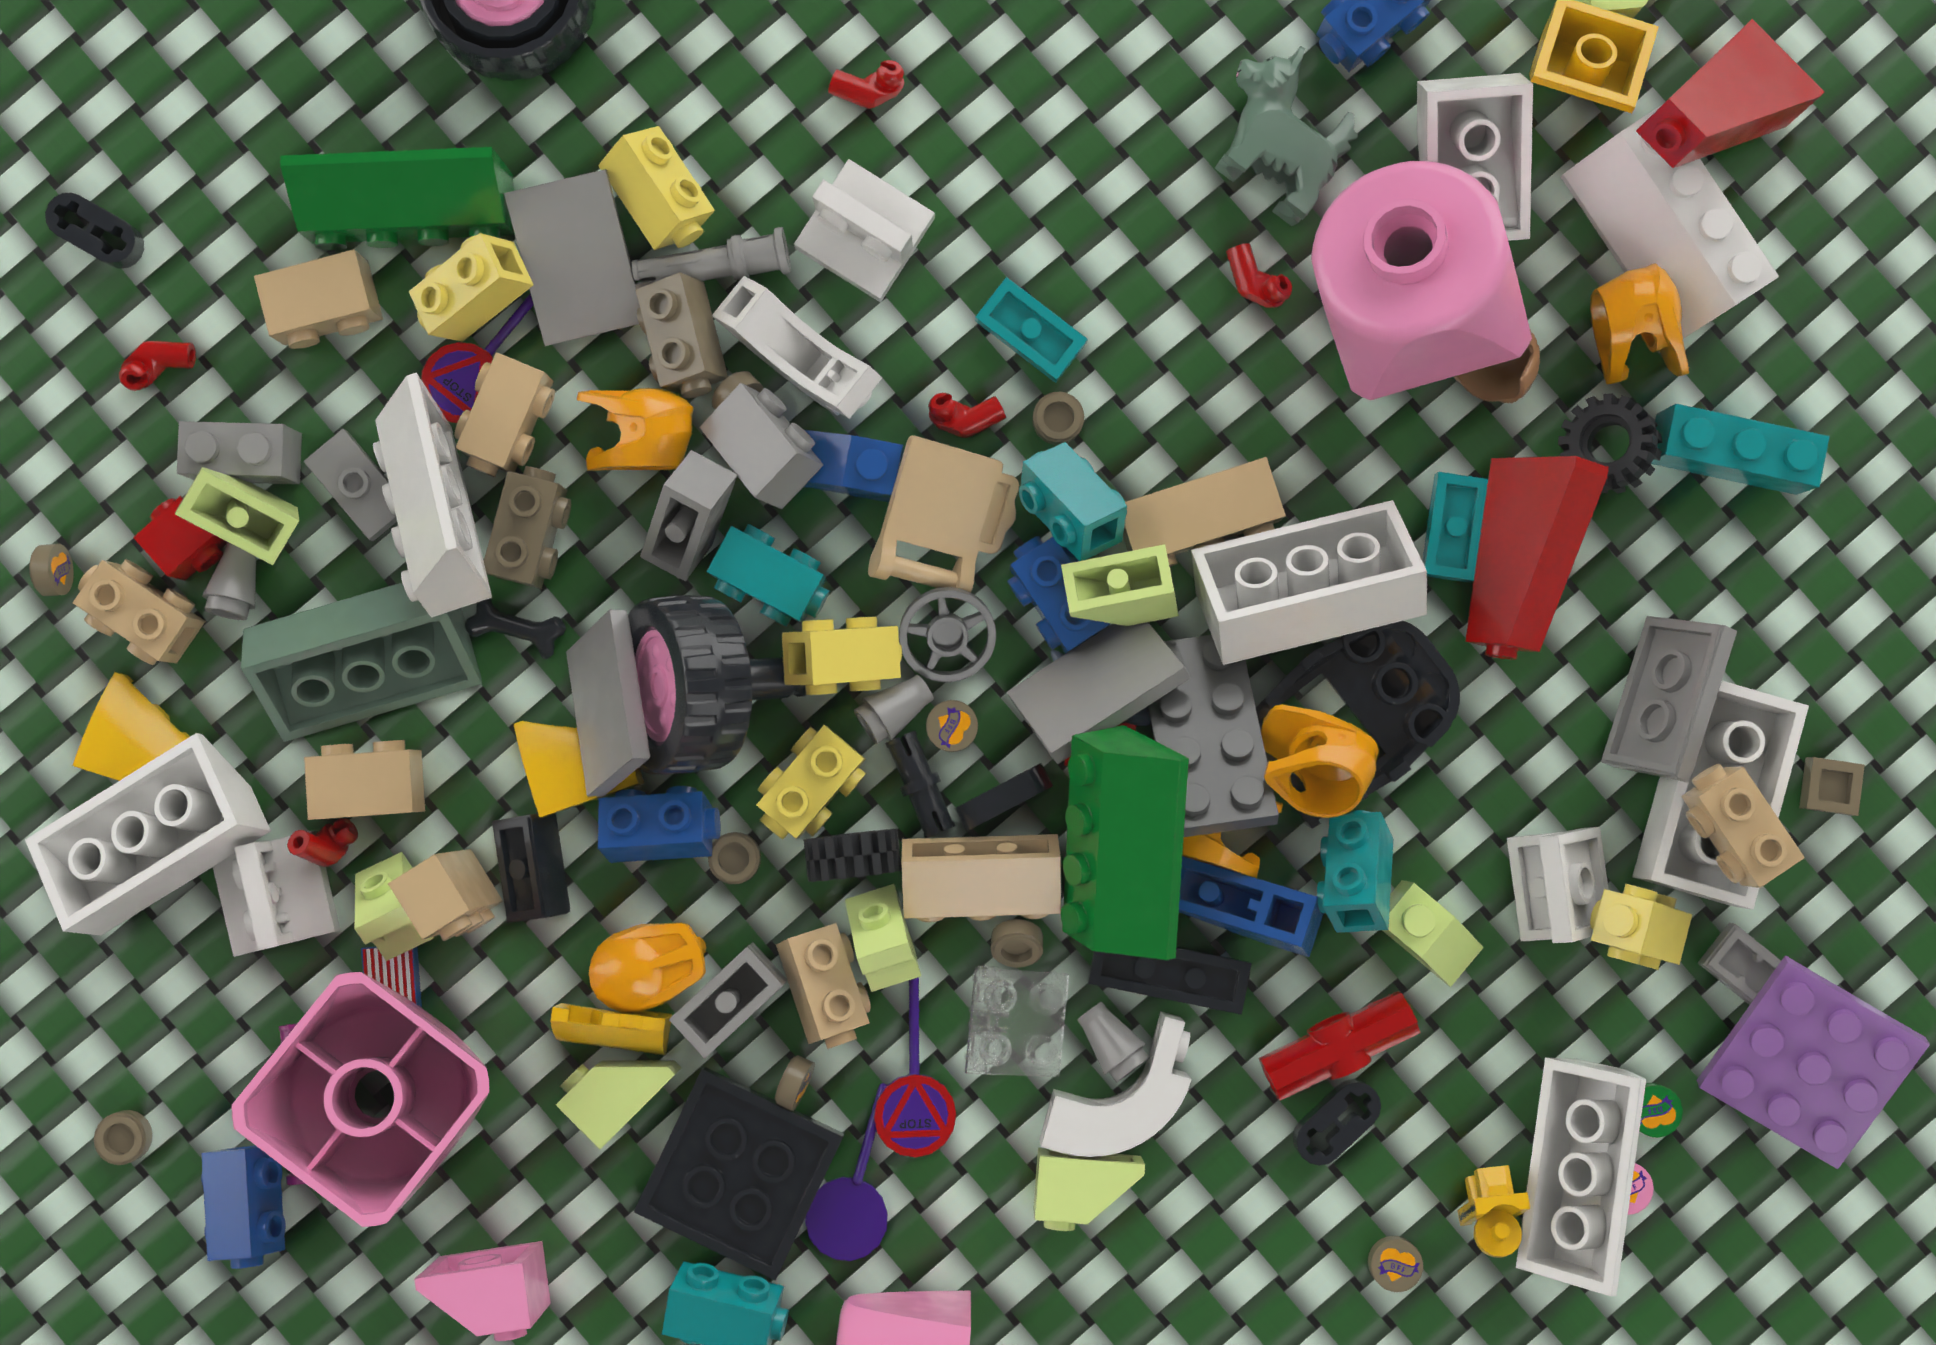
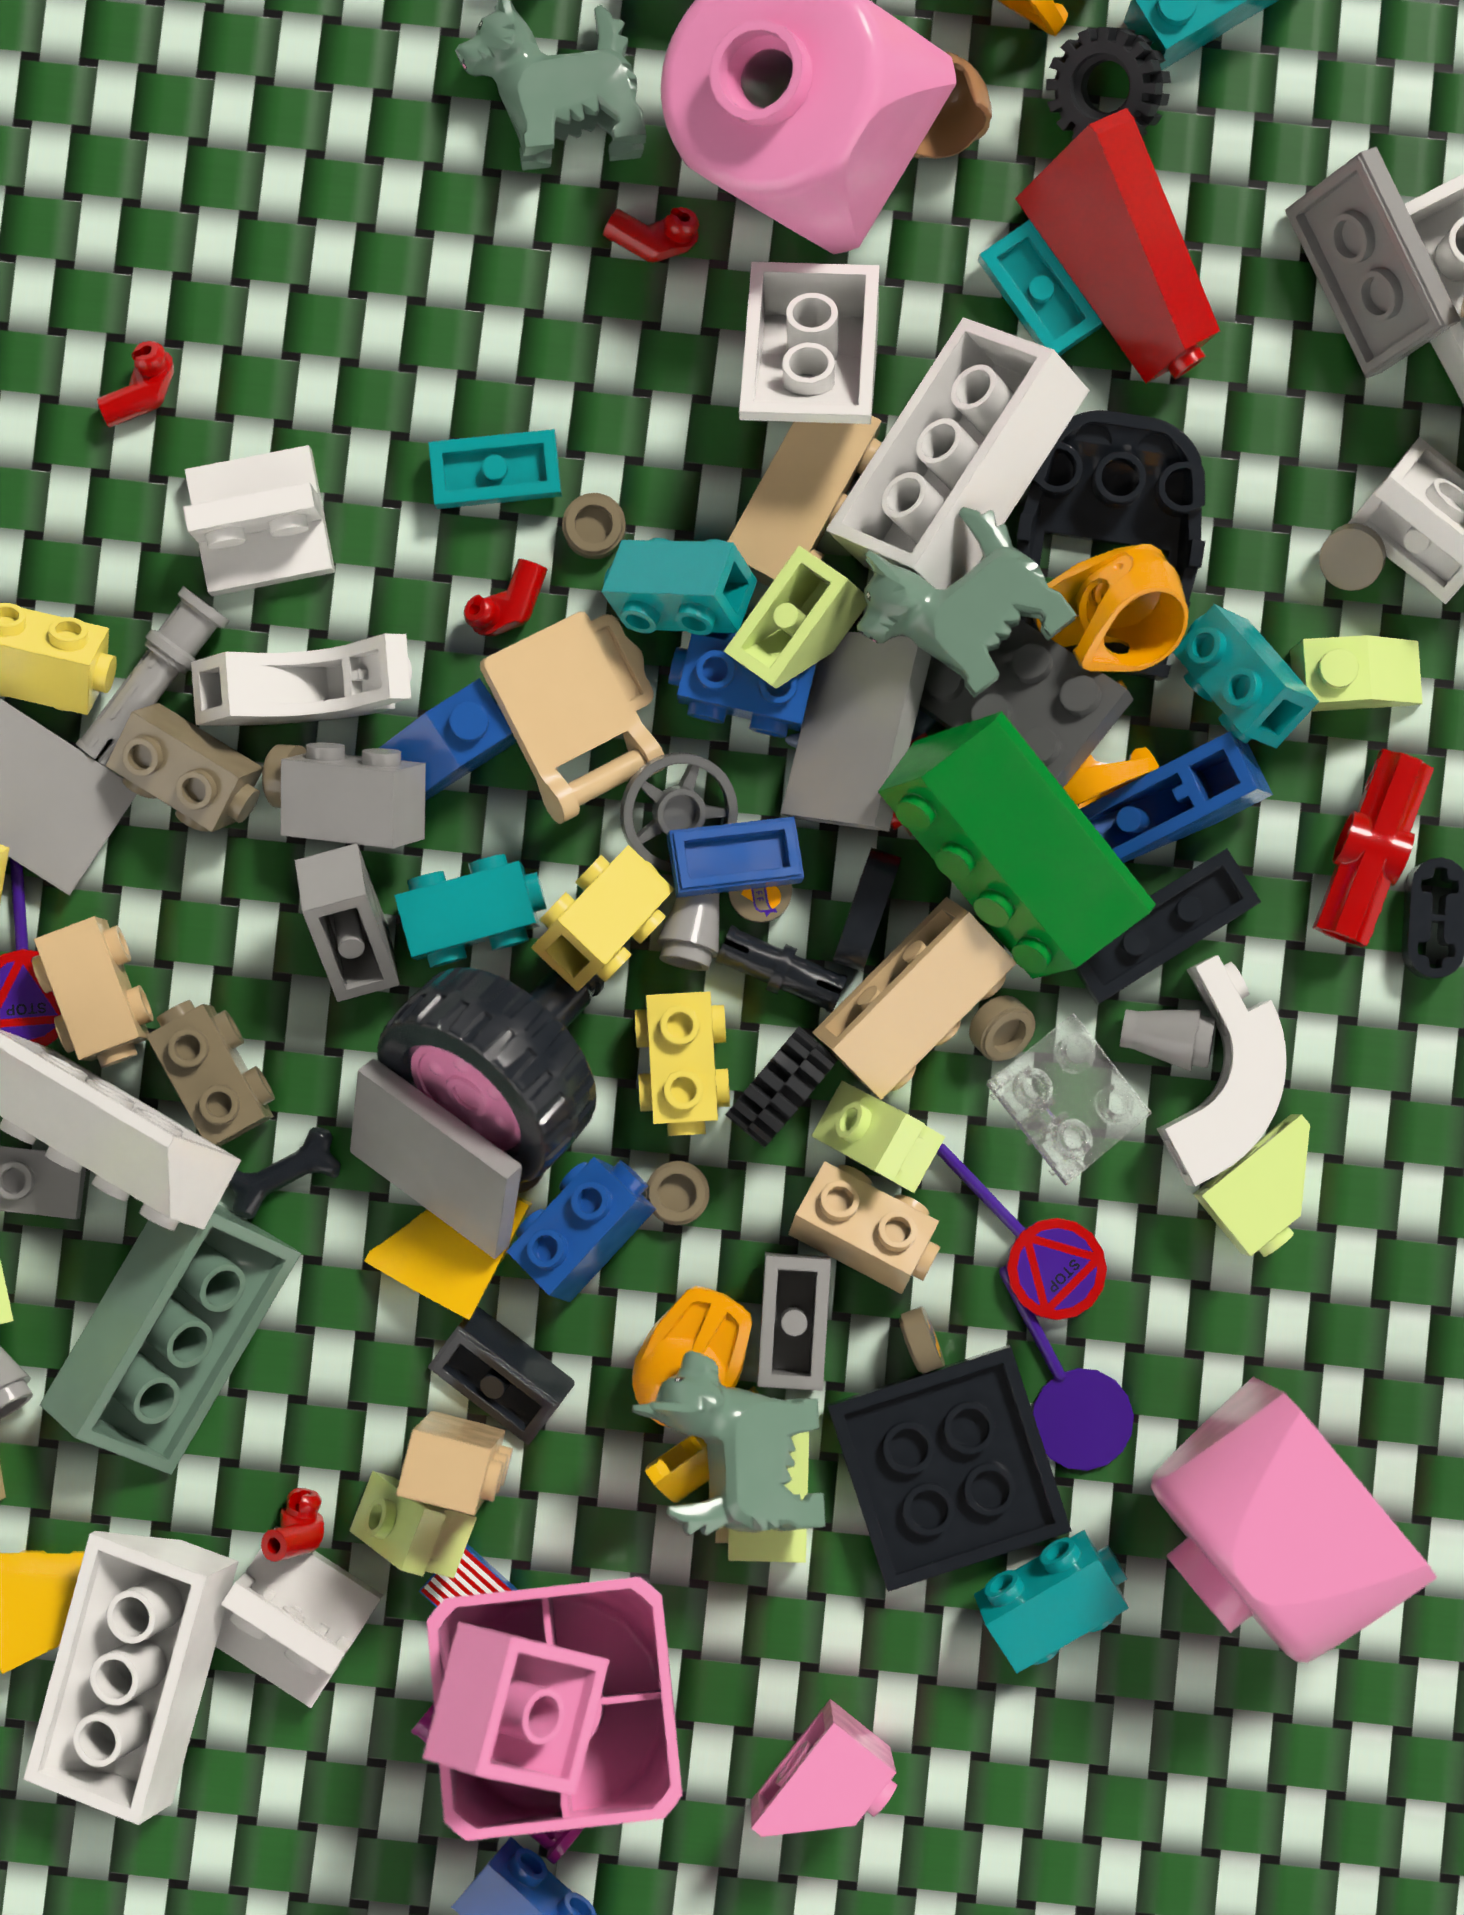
camera: 40 degrees left, 0 degrees up
(334, 1079) = (516, 1709): none -> bright pink slope
(364, 783) = (280, 1440): tan brick -> none
(623, 1052) = (745, 1448): none -> sand green animal
(652, 428) = (240, 874): light orange helmet -> none
(954, 692) = (735, 857): none -> blue tile
(1229, 682) = (972, 613): none -> sand green animal
(1286, 431) = (810, 343): none -> white slope
(1491, 860) = (1352, 557): none -> dark tan tile

